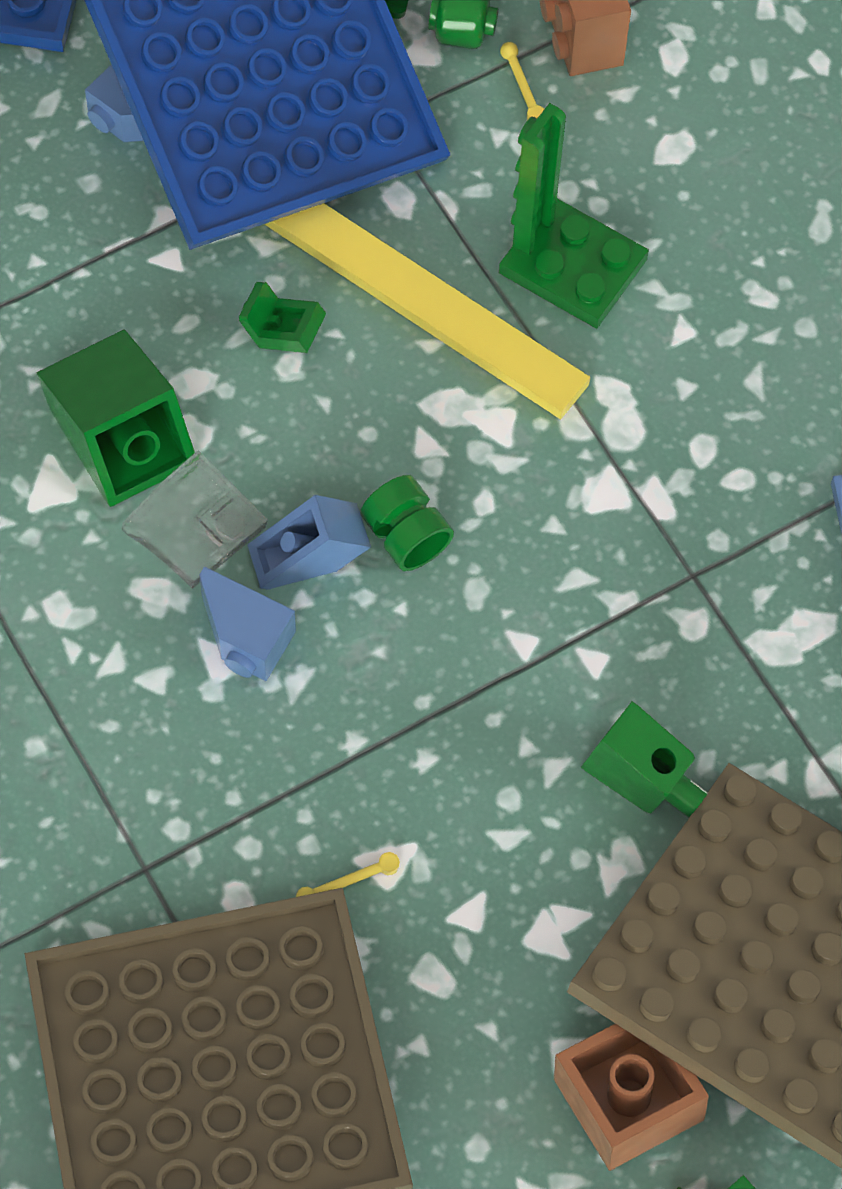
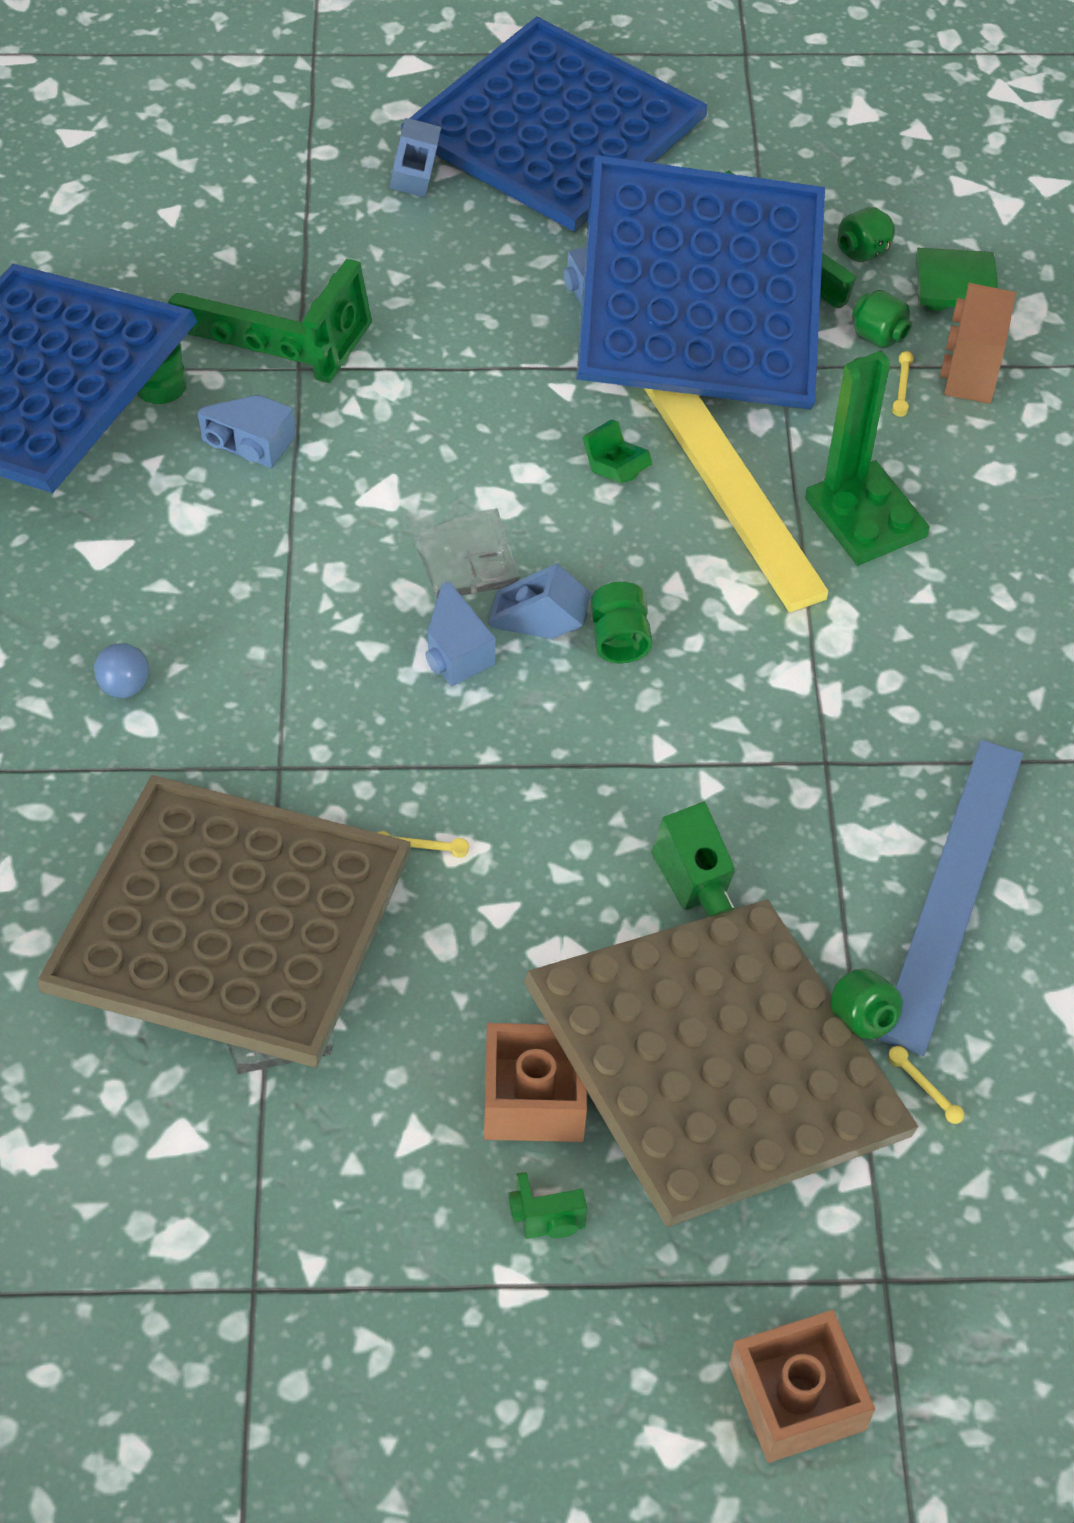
camera: 30 degrees right, 10 degrees down
(118, 416) = (453, 463): green slope -> none

